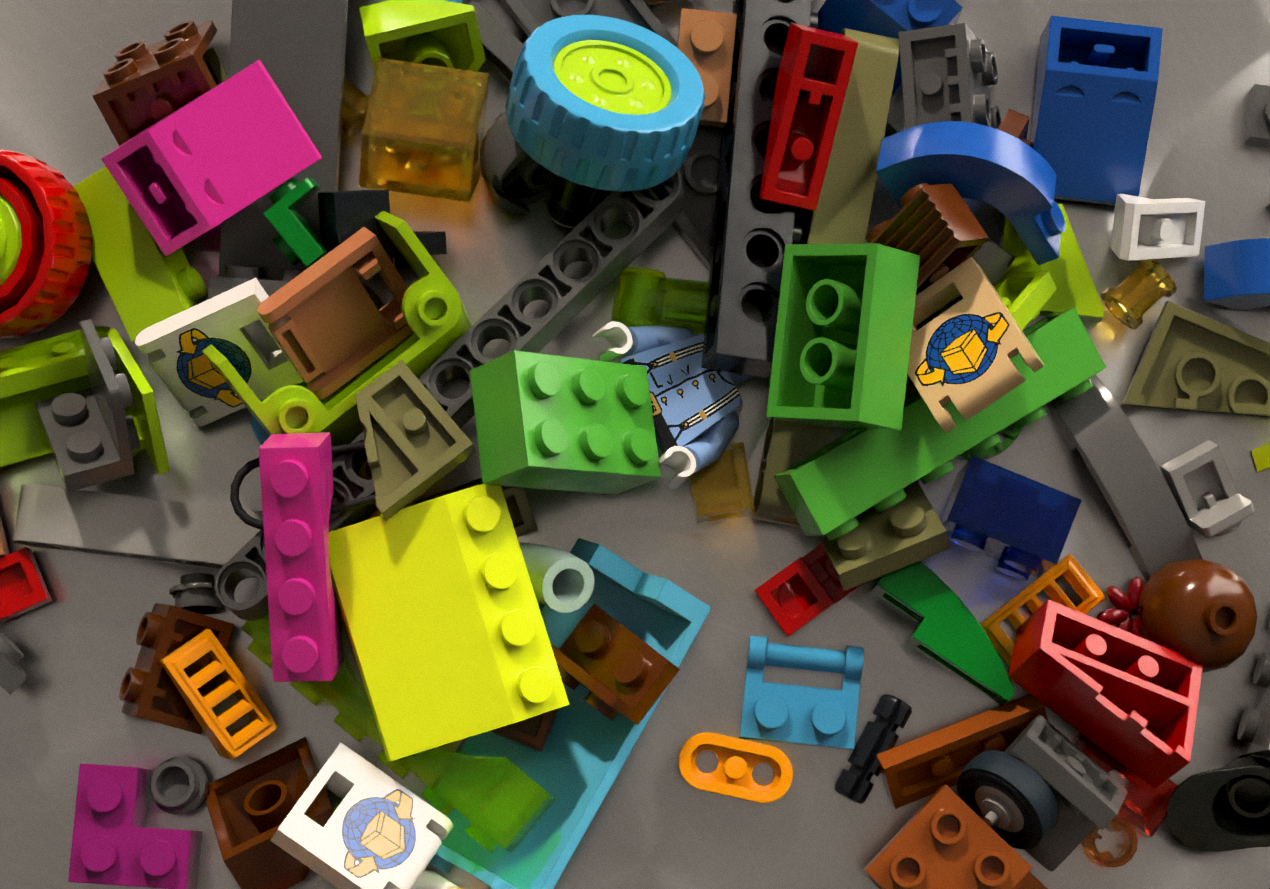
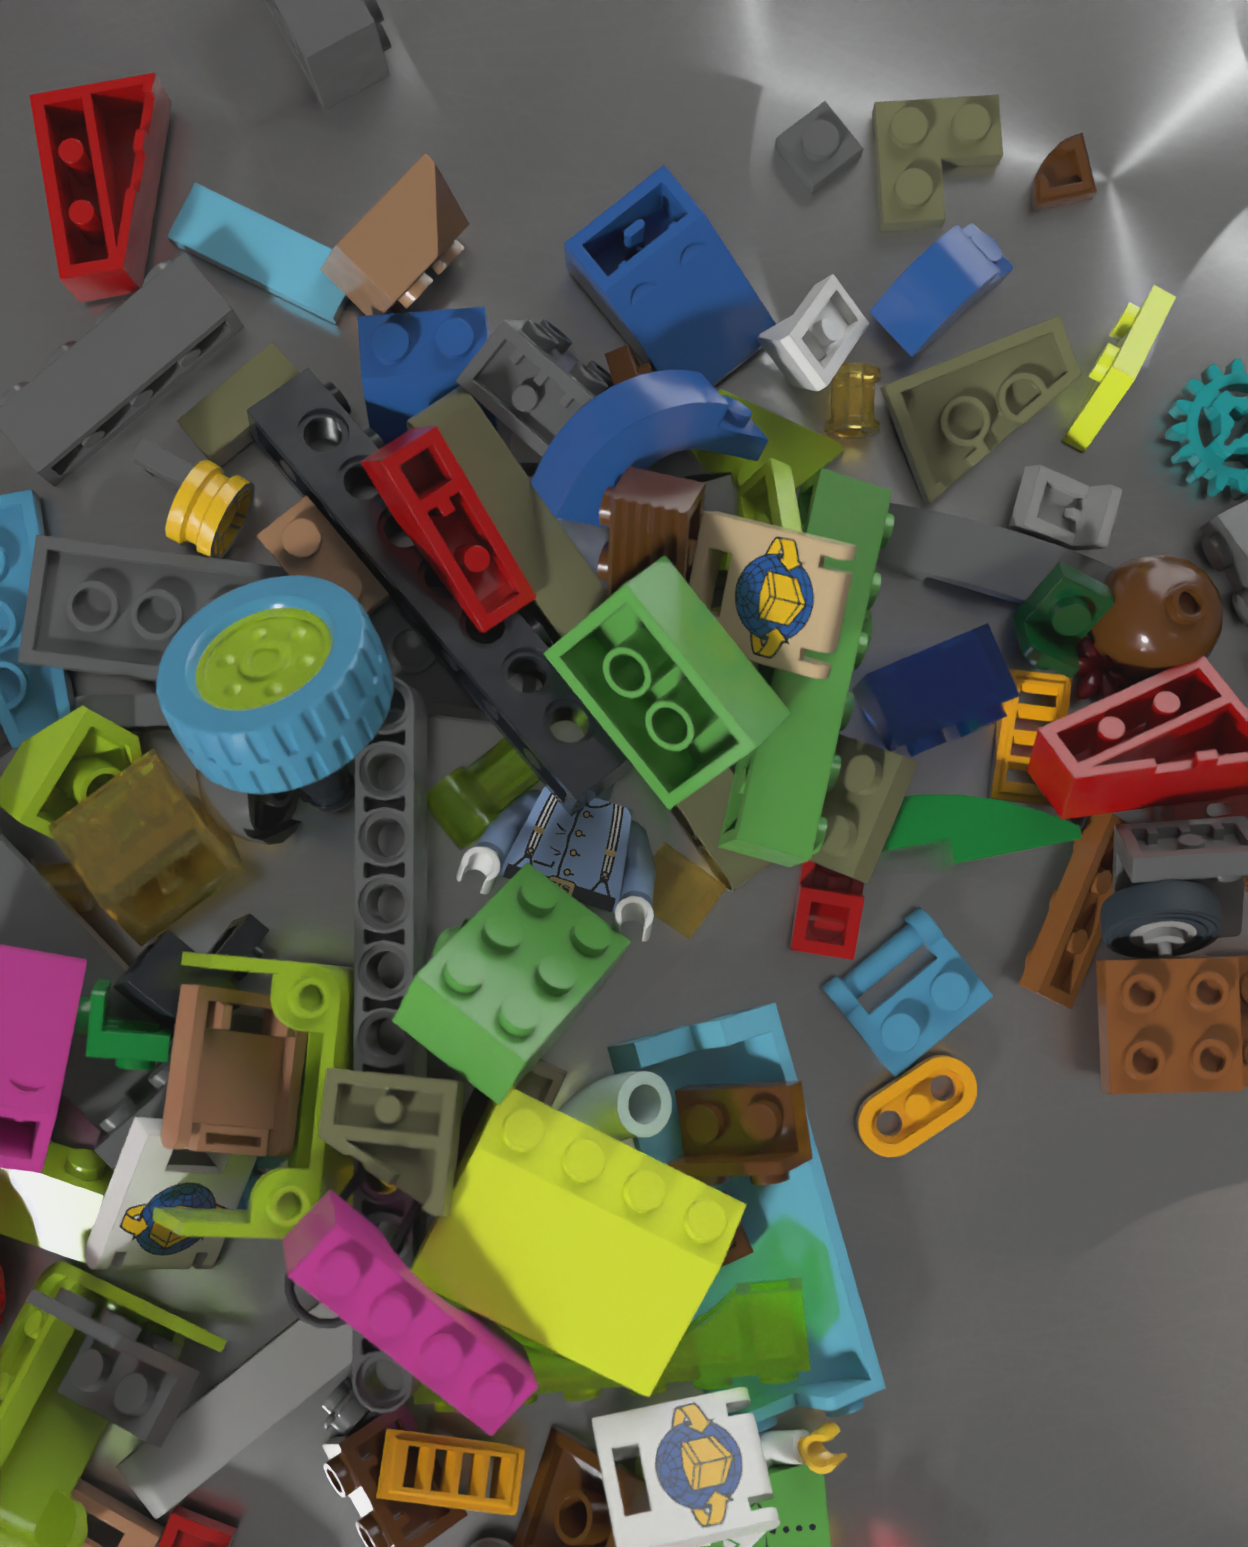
camera: 40 degrees left, 5 degrees up
(875, 739) = (1003, 974): black axle -> none
(1134, 552) = (1059, 617): none -> dark green bracket

